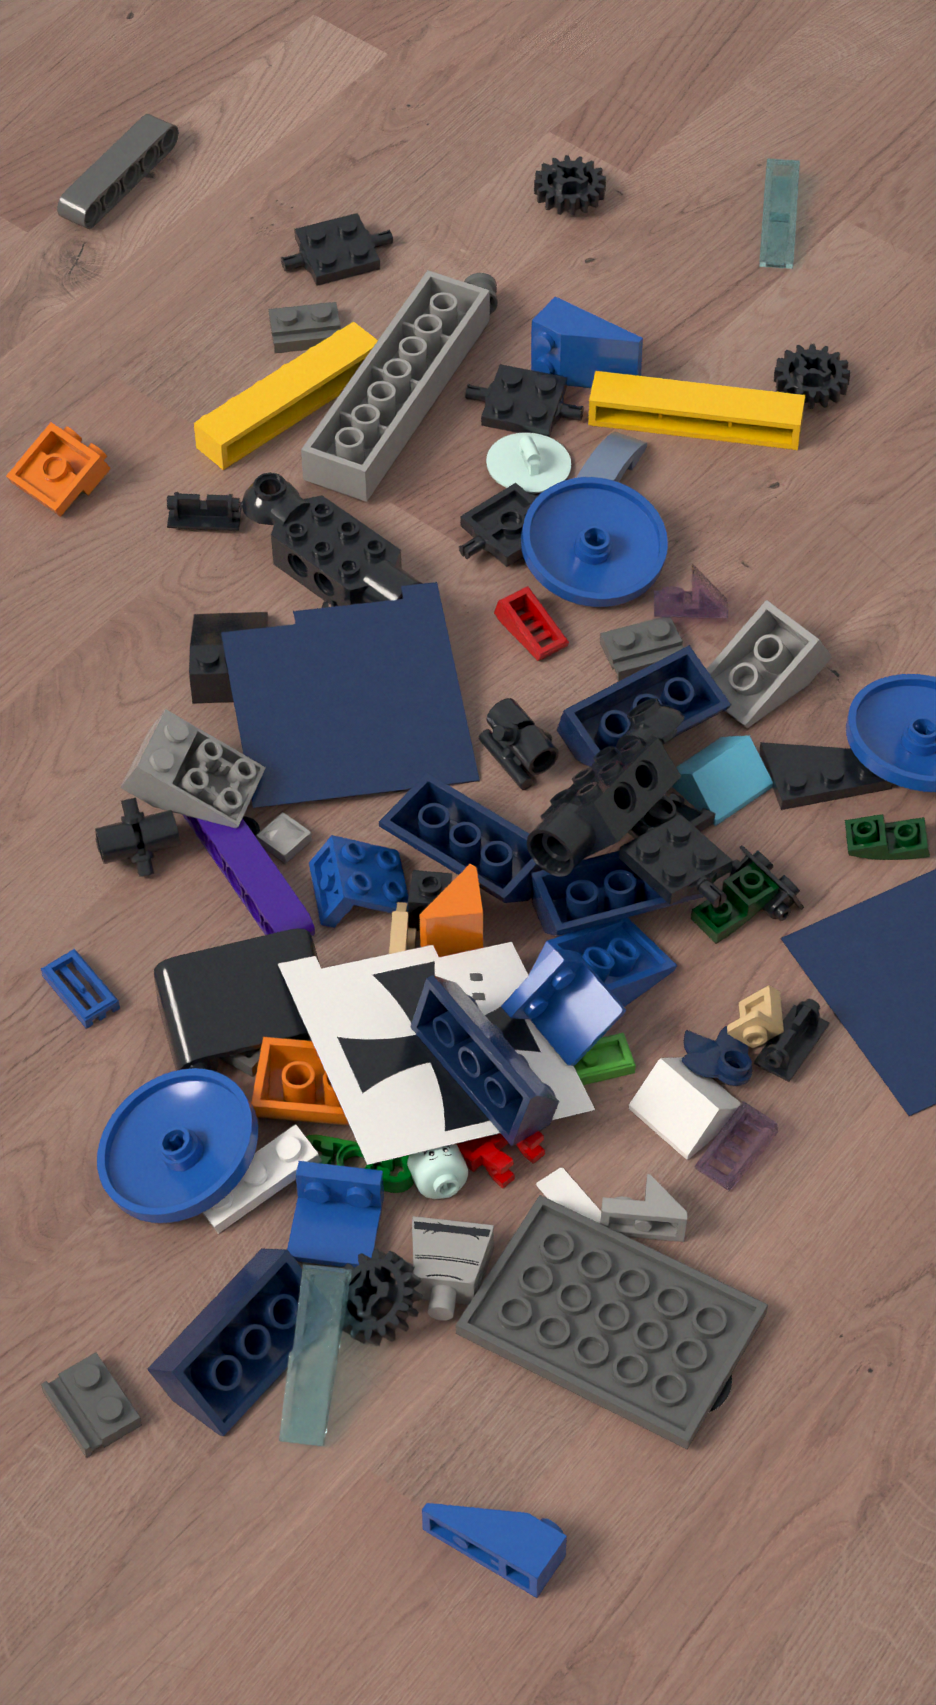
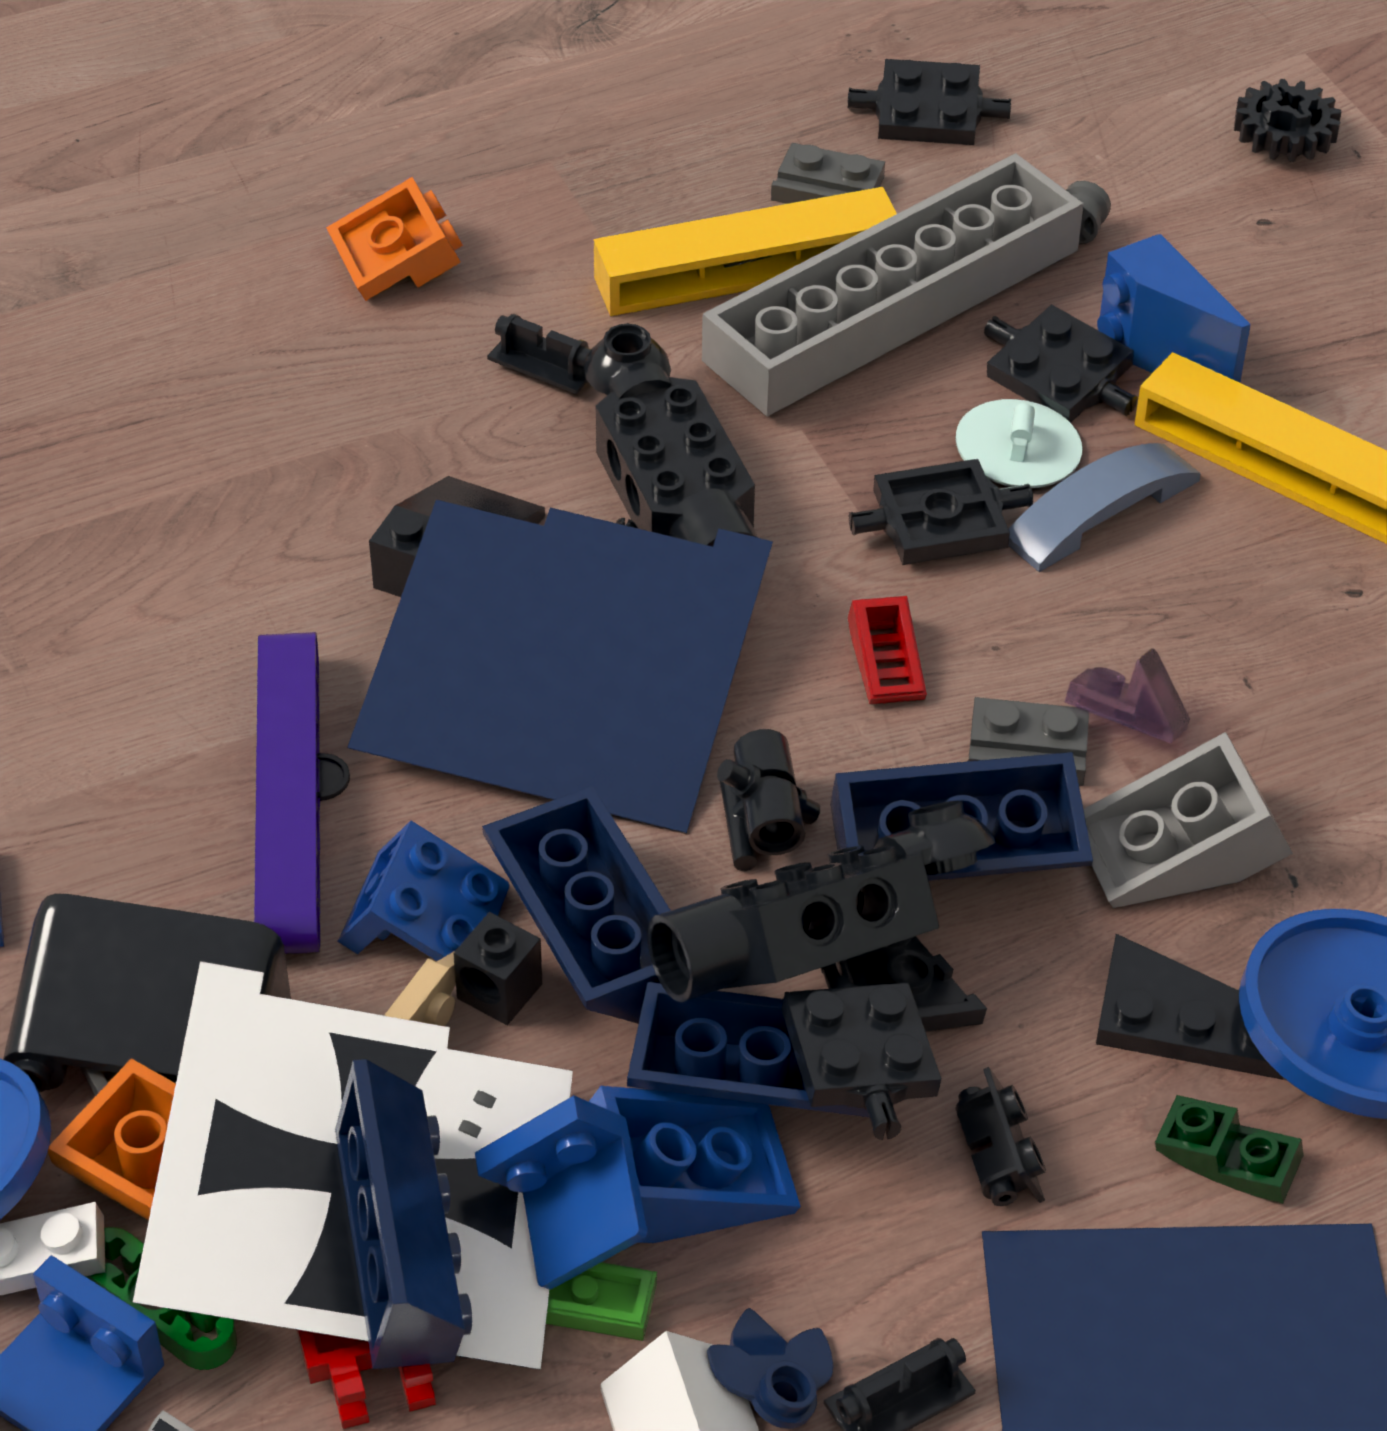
camera: 25 degrees right, 5 degrees down
(137, 837) = (167, 725): black pin -> none
(192, 773) = (280, 665): light grey slope -> none
(284, 837) = (367, 805): light grey tile -> none
(438, 1170) = (256, 1359): light aqua head -> none
(455, 917) = (506, 1001): orange slope -> none
(594, 541) = (1035, 571): blue dish -> none
(724, 777) = (1031, 964): medium azure slope -> none
(746, 895) = (951, 1148): dark green slope -> none
(759, 1018) = (865, 1340): tan bracket -> none

